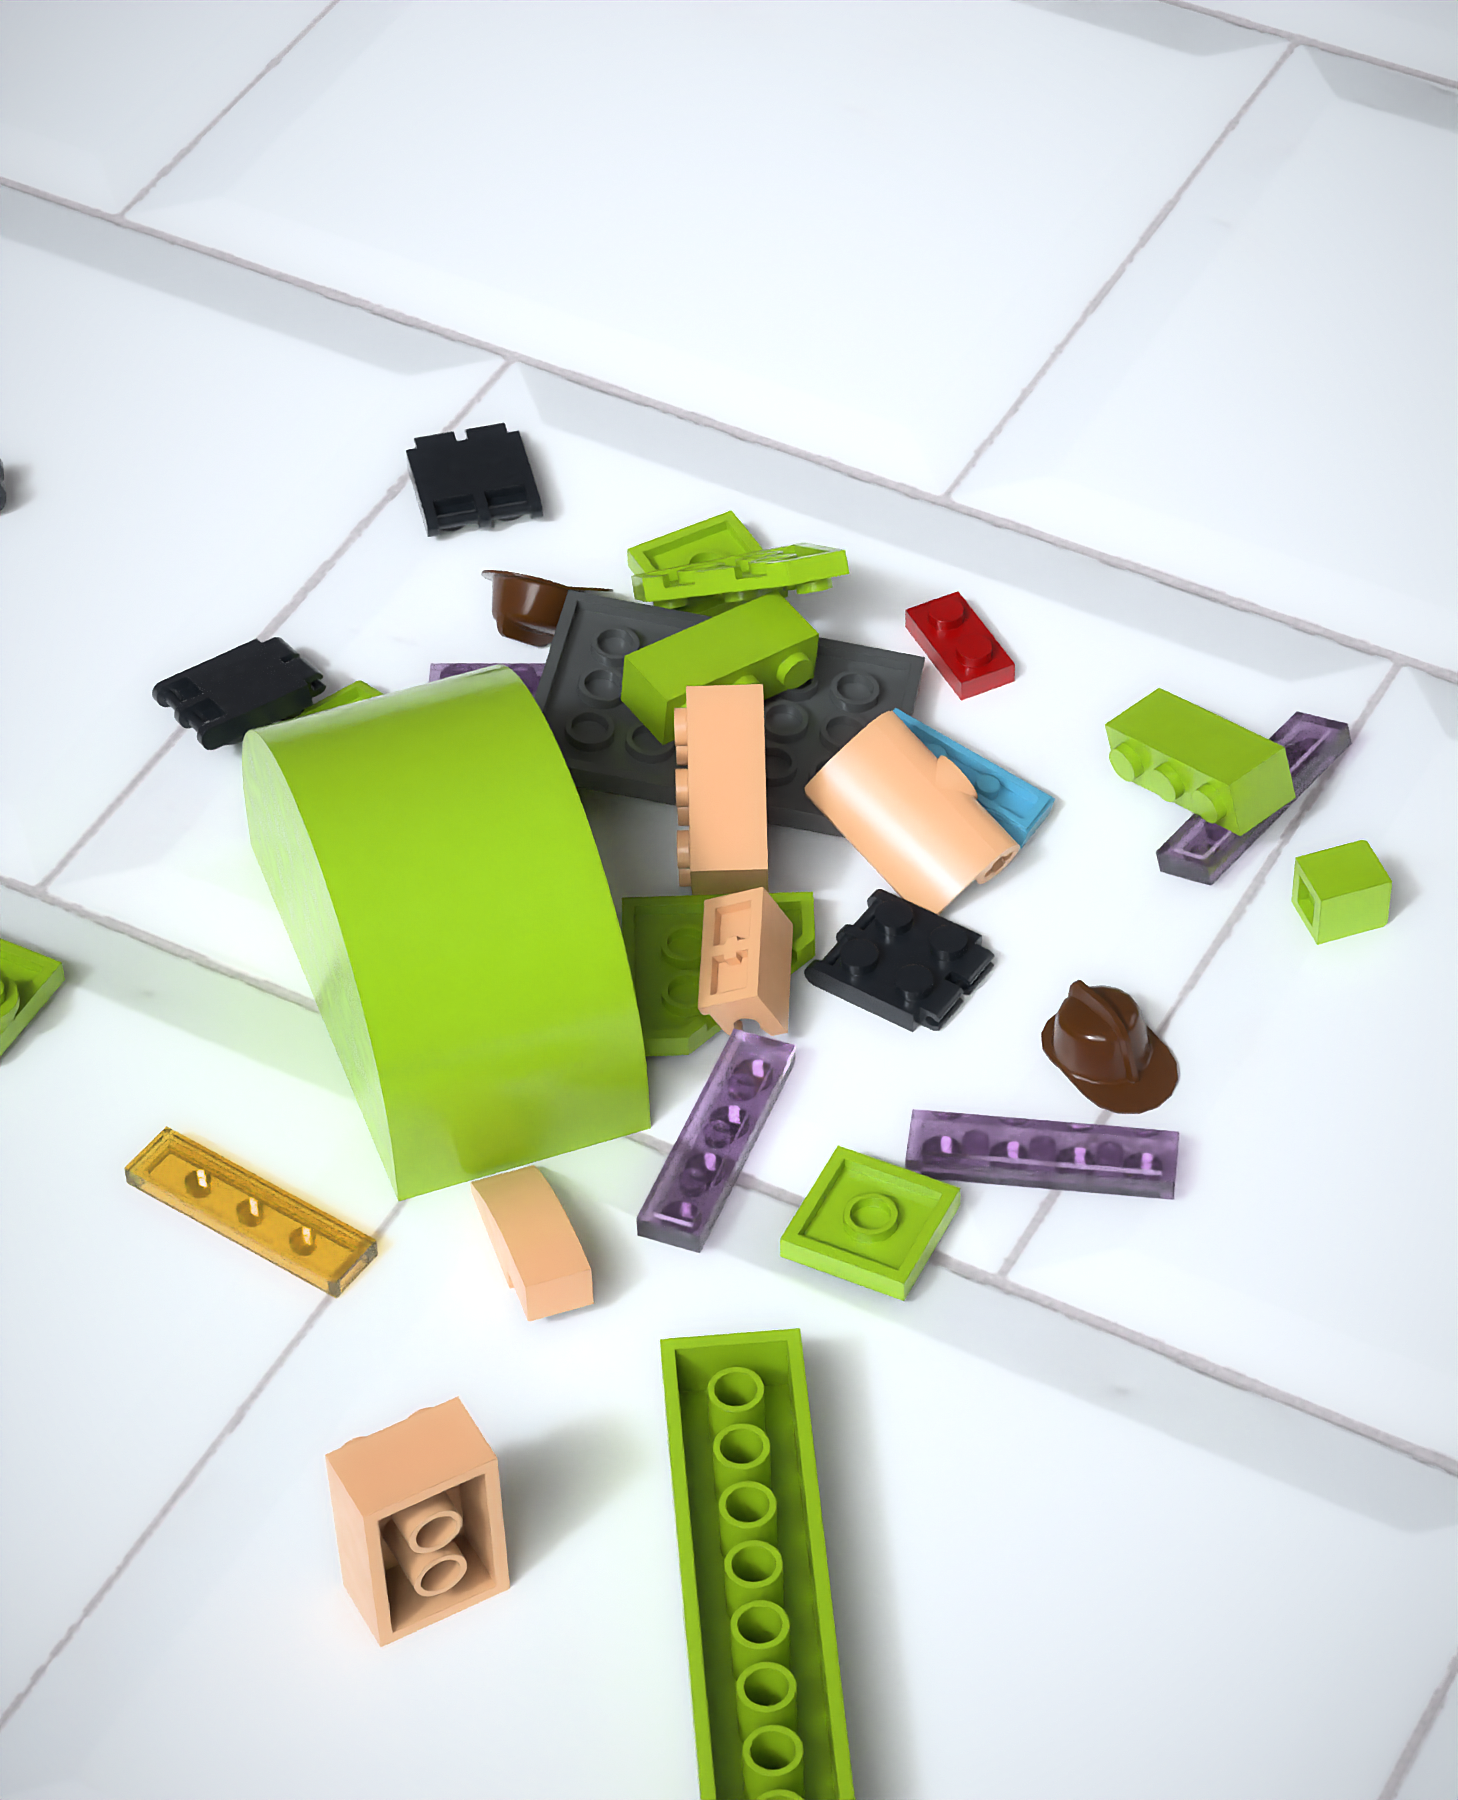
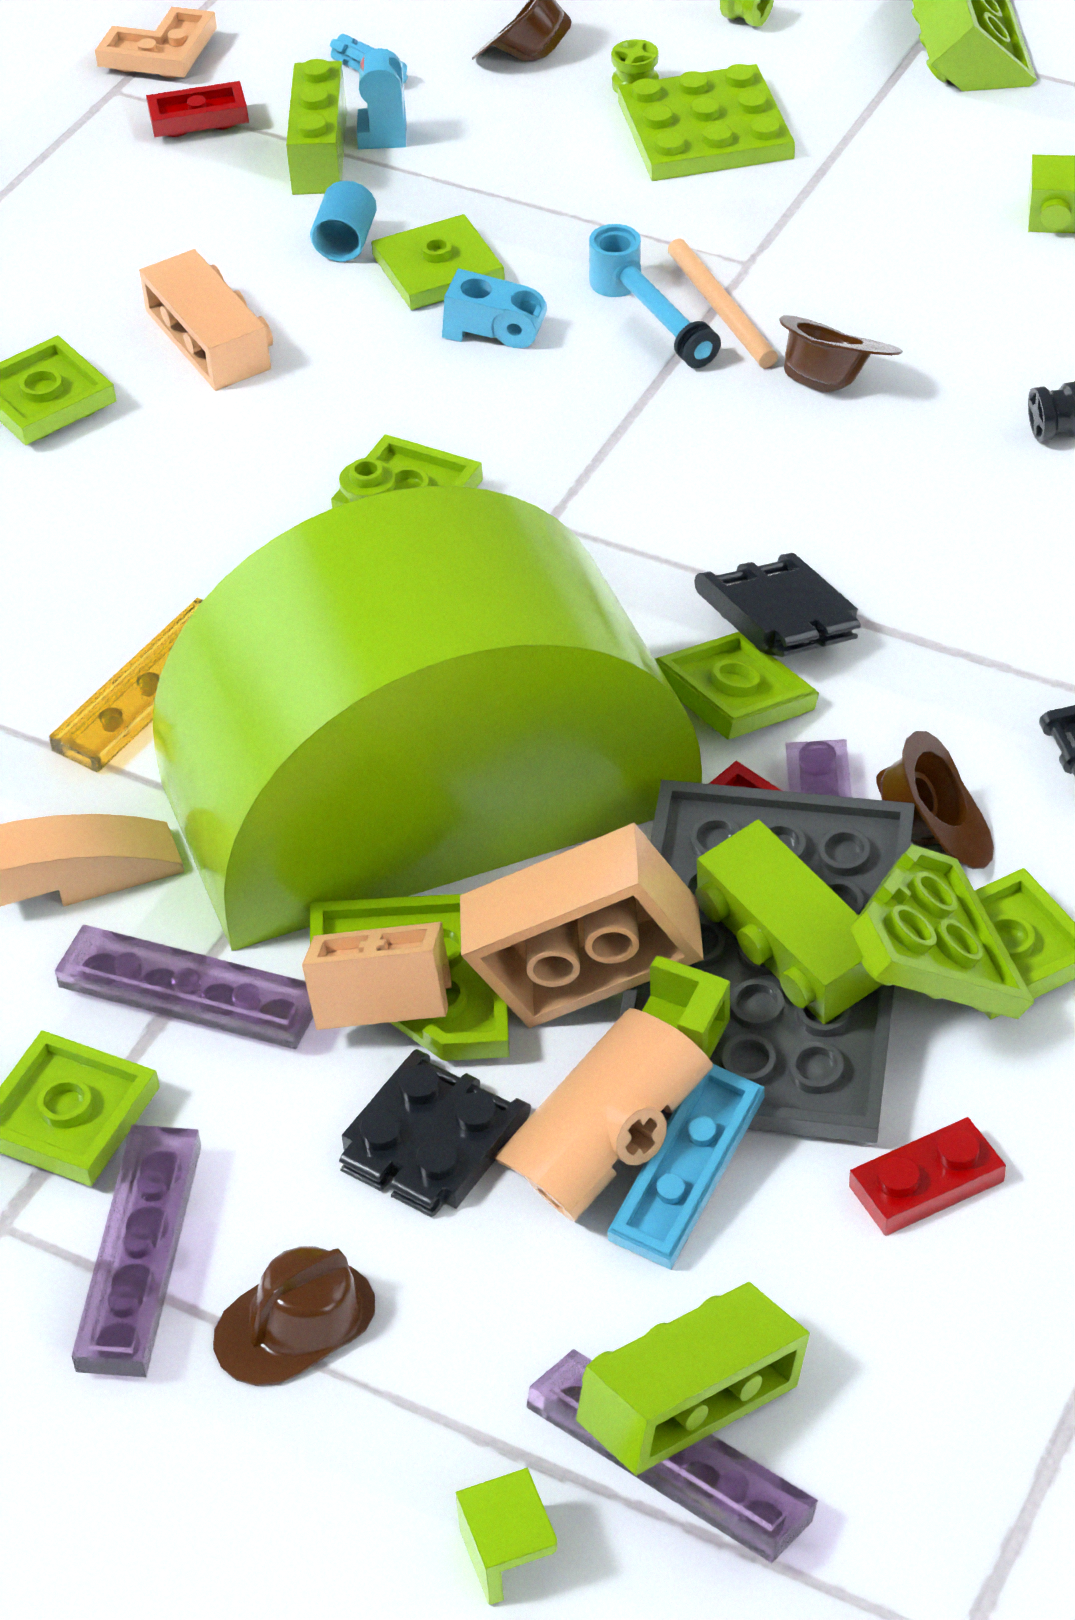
camera: 90 degrees right, 0 degrees up
(810, 741) = (689, 1001): none -> lime panel

